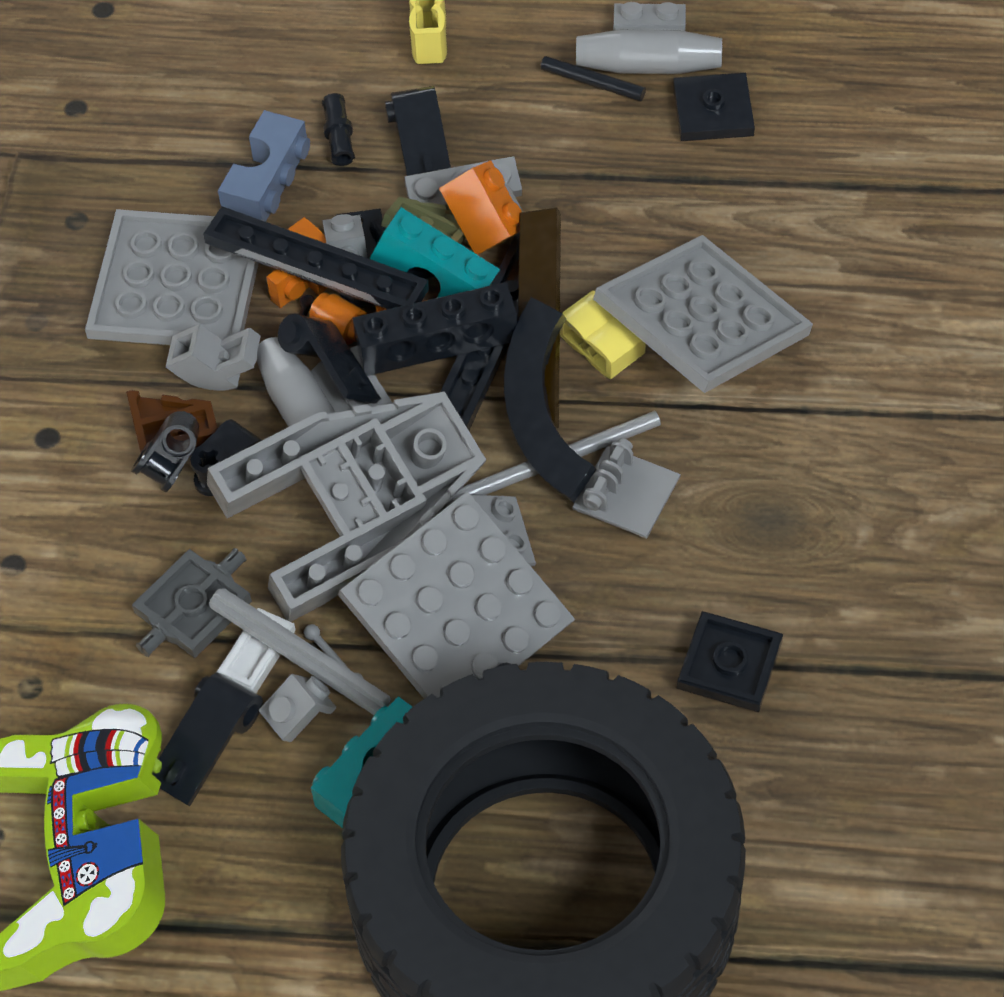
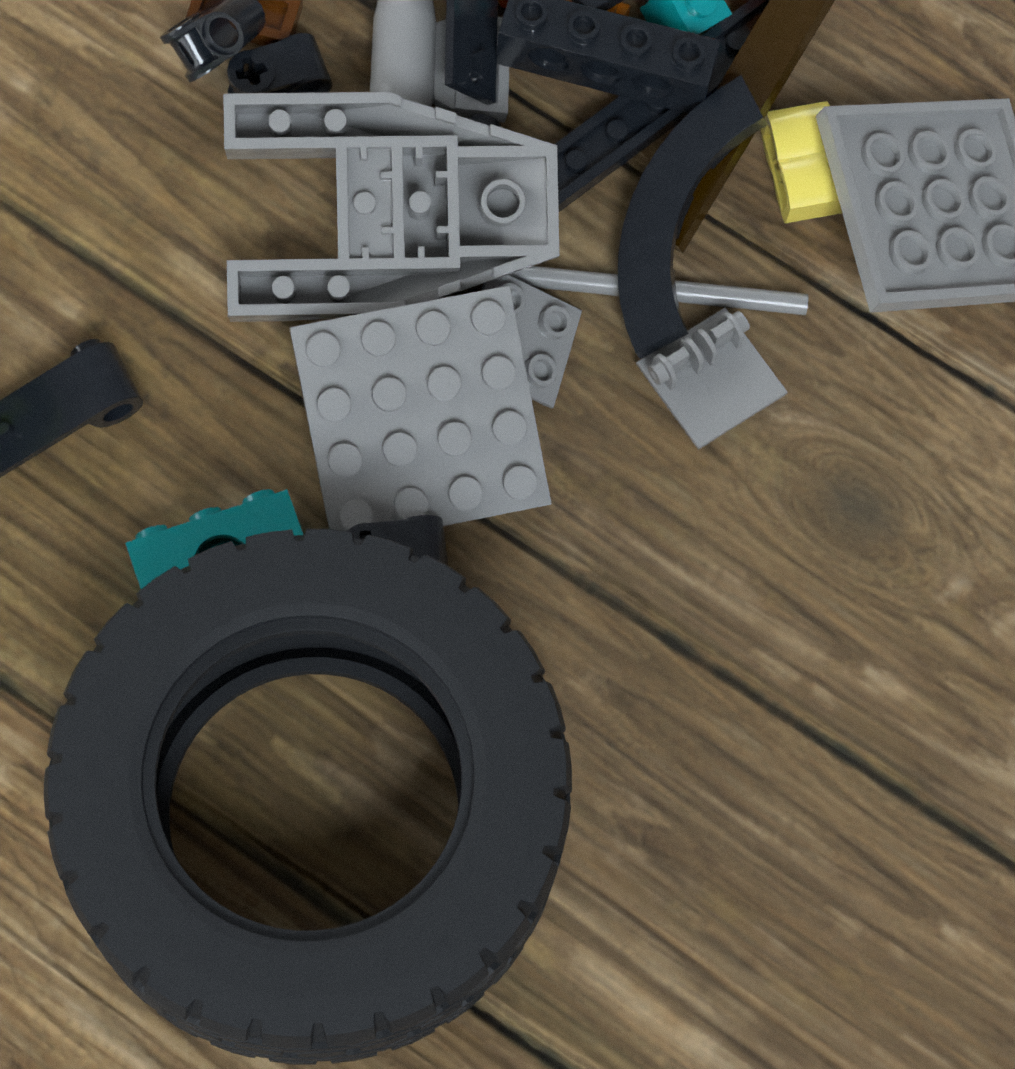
camera: 20 degrees right, 15 degrees up
(180, 601) = (135, 237): dark grey plate -> none
(251, 659) = (173, 336): white tile -> none
(296, 705) = (177, 430): light grey bracket -> none
(299, 651) = (215, 367): light grey axle -> none
(312, 633) = (262, 434): light grey hinge -> none
(730, 661) = (695, 658): black plate -> none

